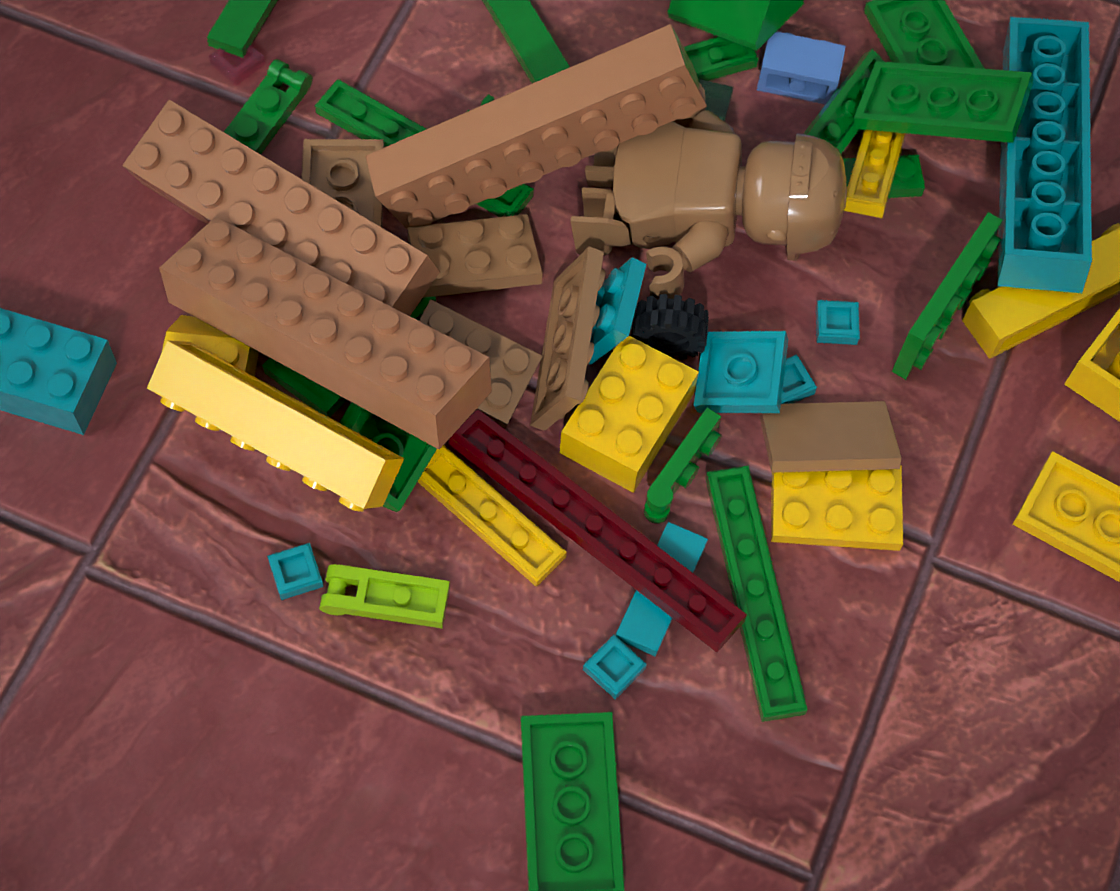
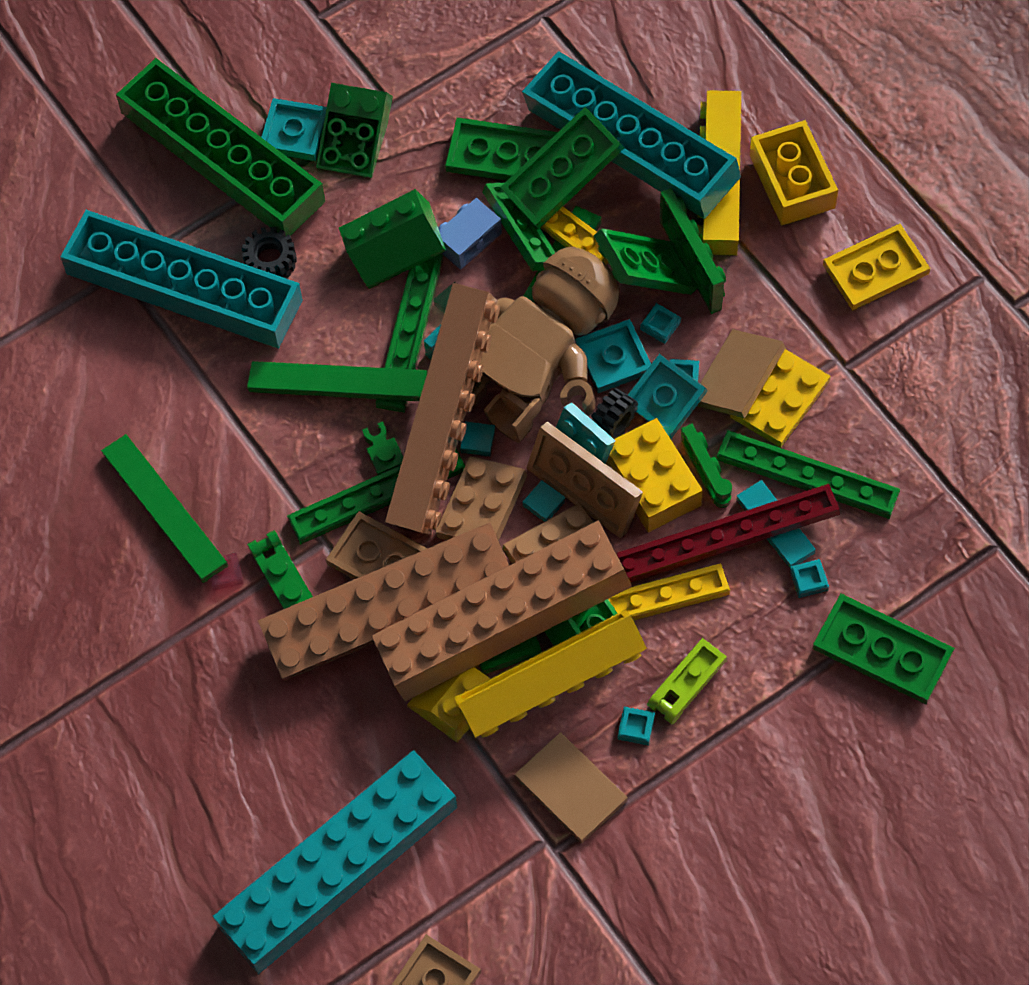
camera: 50 degrees left, 0 degrees up
(172, 541) = (571, 787): none -> medium nougat tile
(523, 319) = (543, 501): none -> teal tile
(554, 212) = (478, 439): none -> teal tile
(756, 291) = (614, 355): none -> teal plate
(886, 245) = (645, 261): none -> green plate

